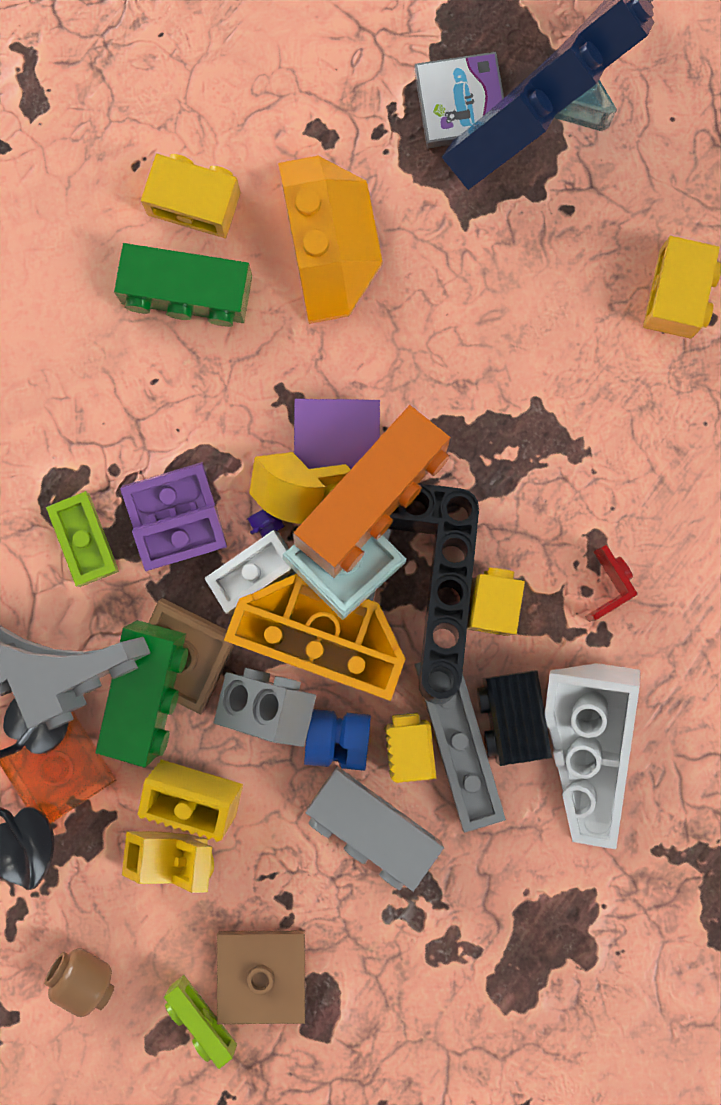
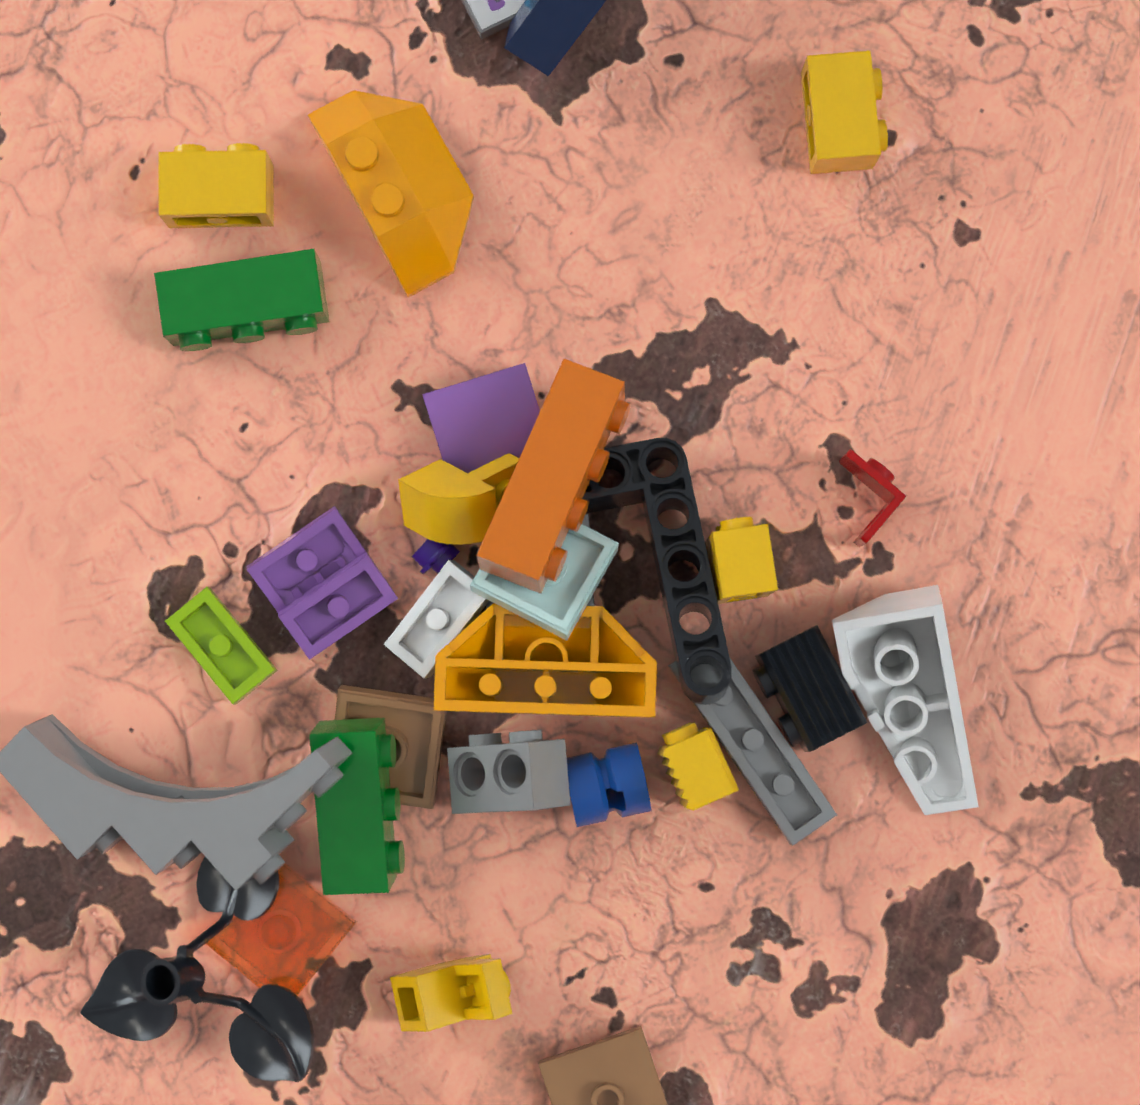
camera: 20 degrees left, 0 degrees up
(190, 800) = (454, 914): yellow brick -> none
(373, 830) = (684, 878): light grey brick -> none

